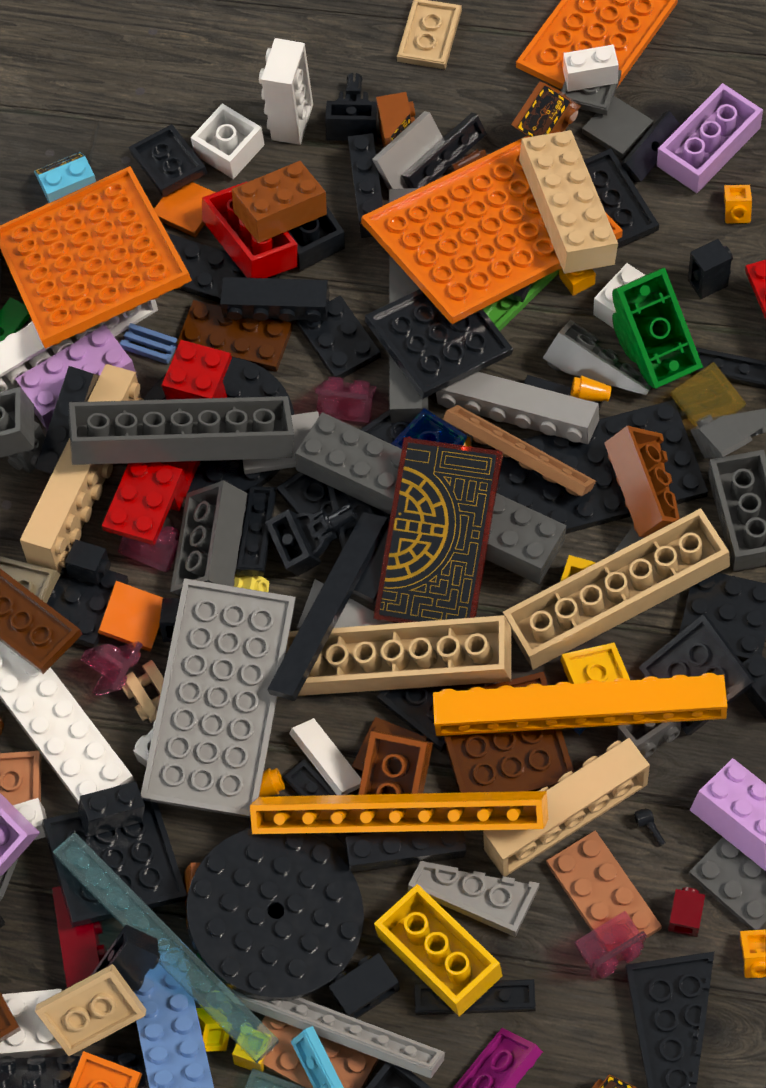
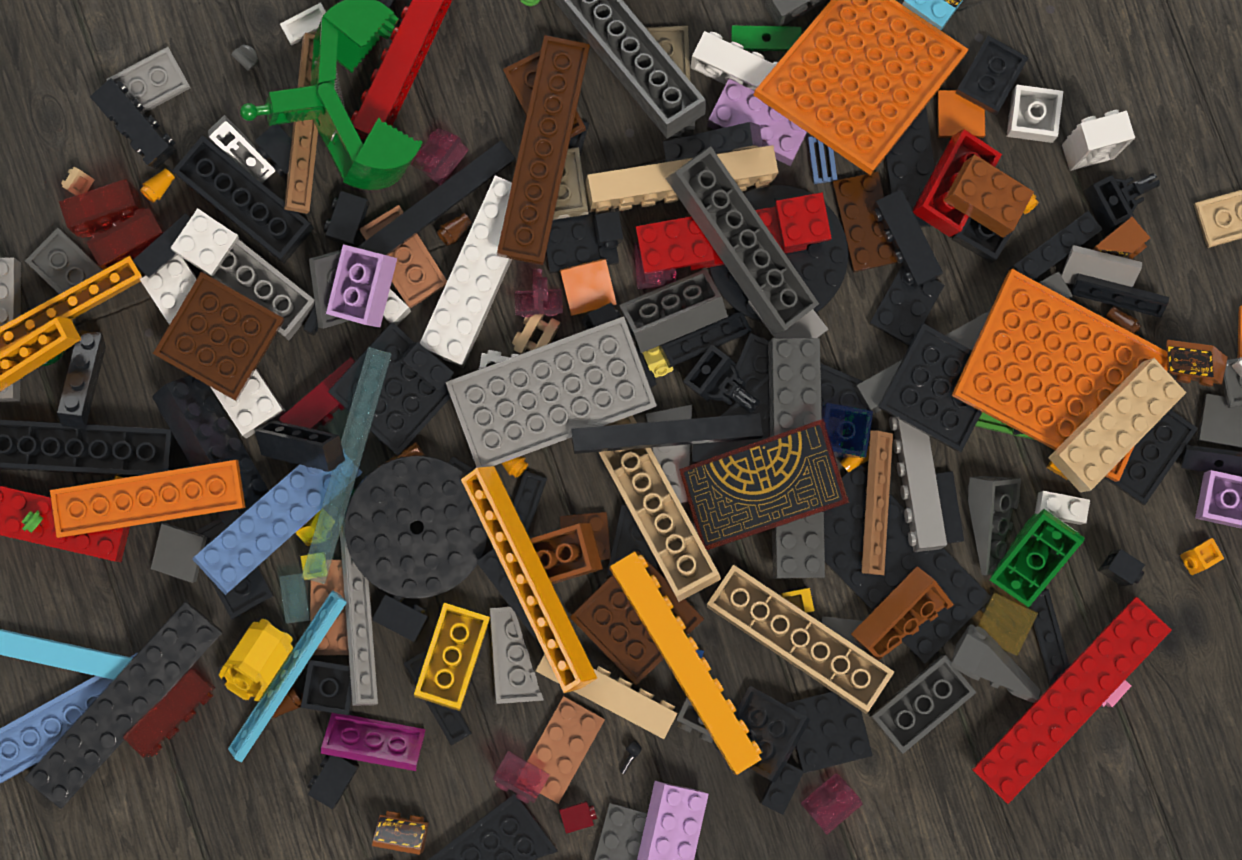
camera: 50 degrees right, 20 degrees up
(90, 1010) = (271, 444): tan plate -> none
(326, 757) = (556, 494): white tile -> none
(345, 400) = (855, 341): clear pink bracket -> none
(590, 389) = (961, 528): light orange cone -> none
(594, 663) = (727, 657): yellow plate -> none

